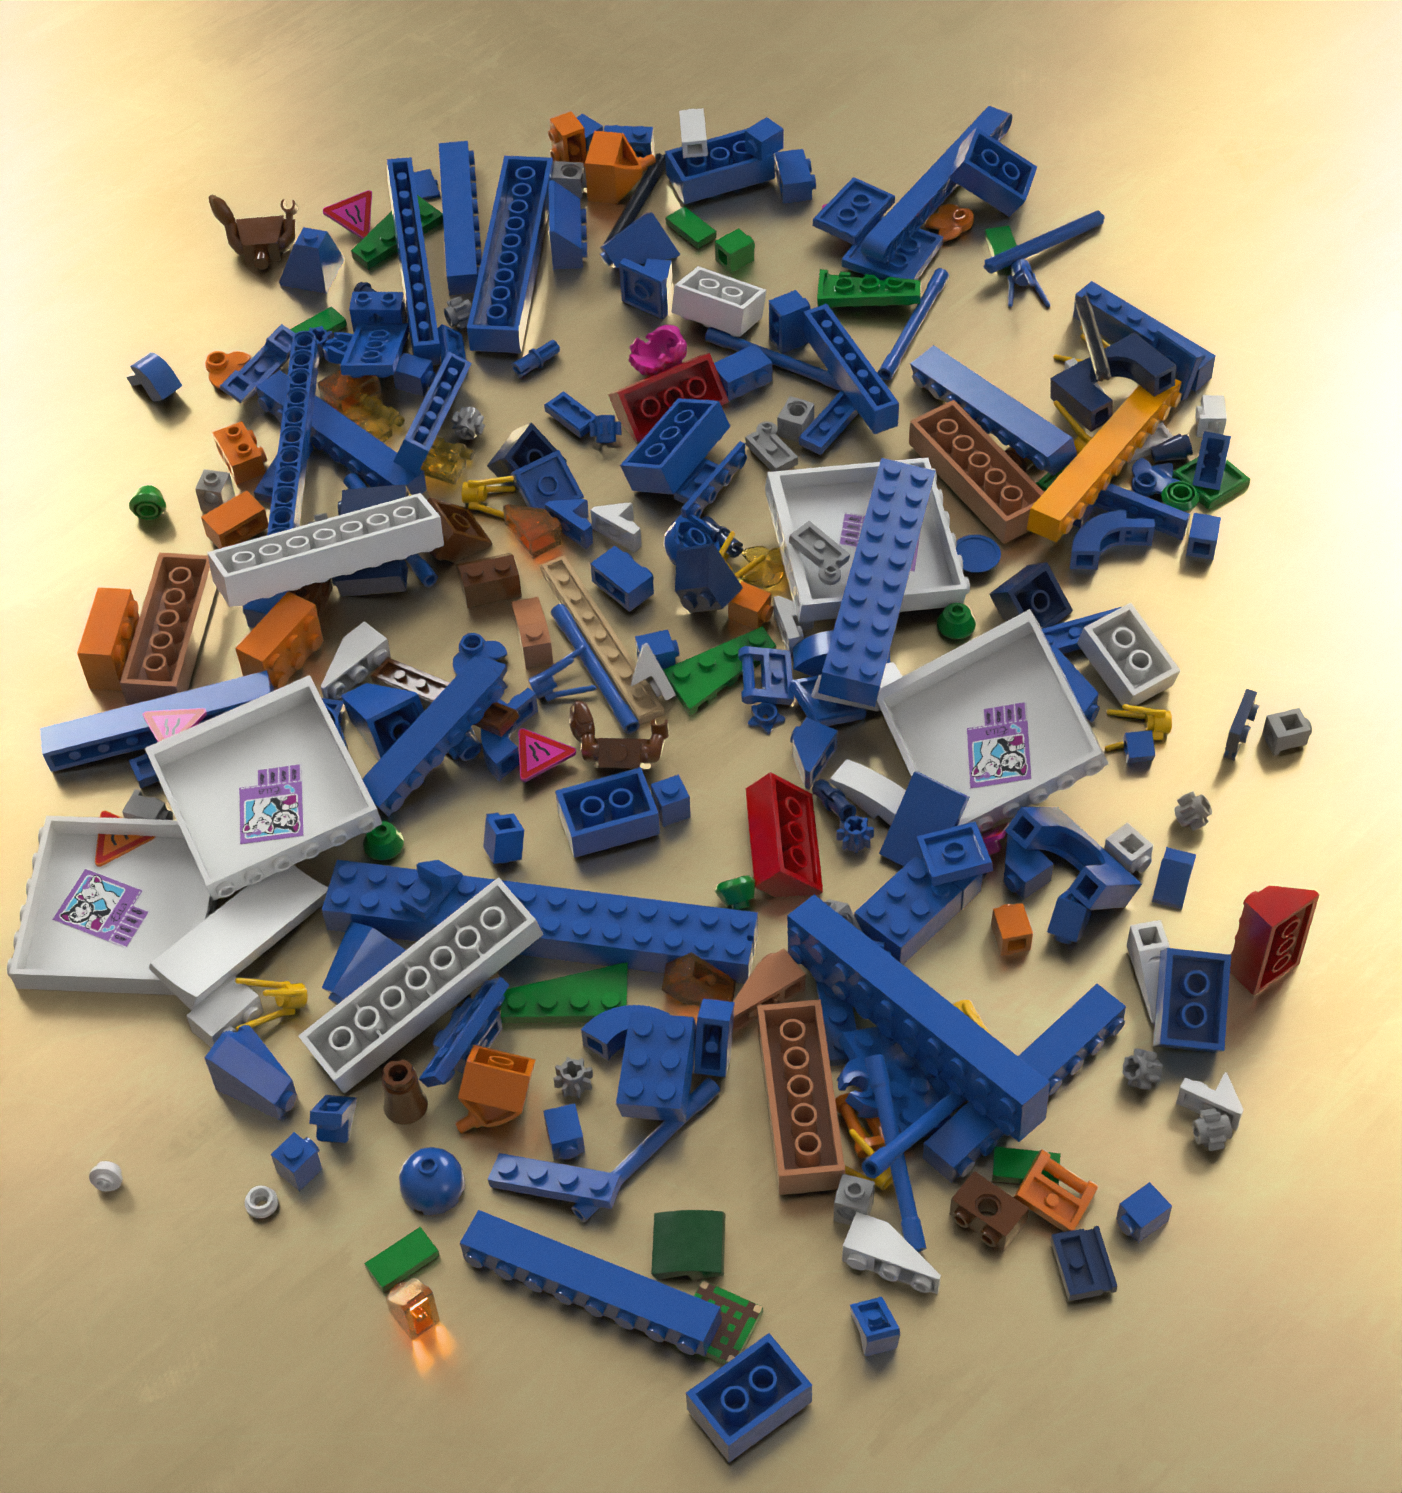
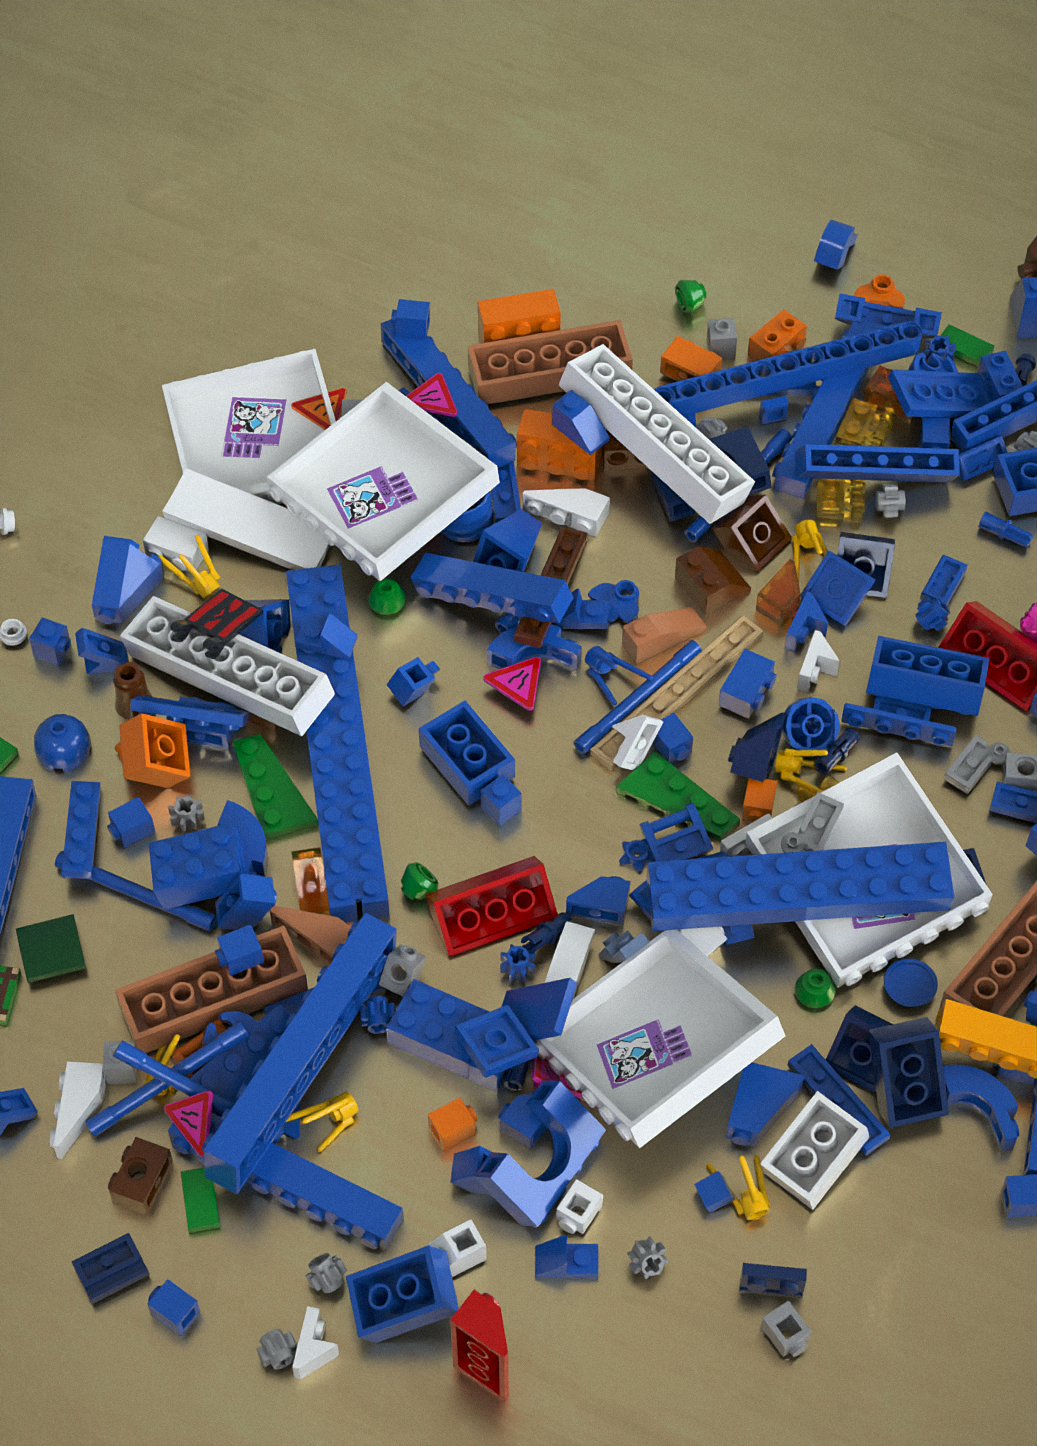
camera: 70 degrees right, 5 degrees up
(61, 718) = (411, 319): none -> blue brick
(284, 602) = (579, 422): none -> blue slope
(320, 477) = (773, 410): none -> blue tile
(368, 969) = (220, 619): none -> black flag
(615, 751) = (536, 741): reddish brown torso -> none
(781, 1043) = (239, 950): none -> blue brick
(873, 745) = (622, 947): none -> sand blue slope
(956, 1133) = (193, 1118): none -> piece
(1052, 1200) = (163, 1225): orange plate -> none
(1078, 566) = (908, 1072): none -> dark blue brick

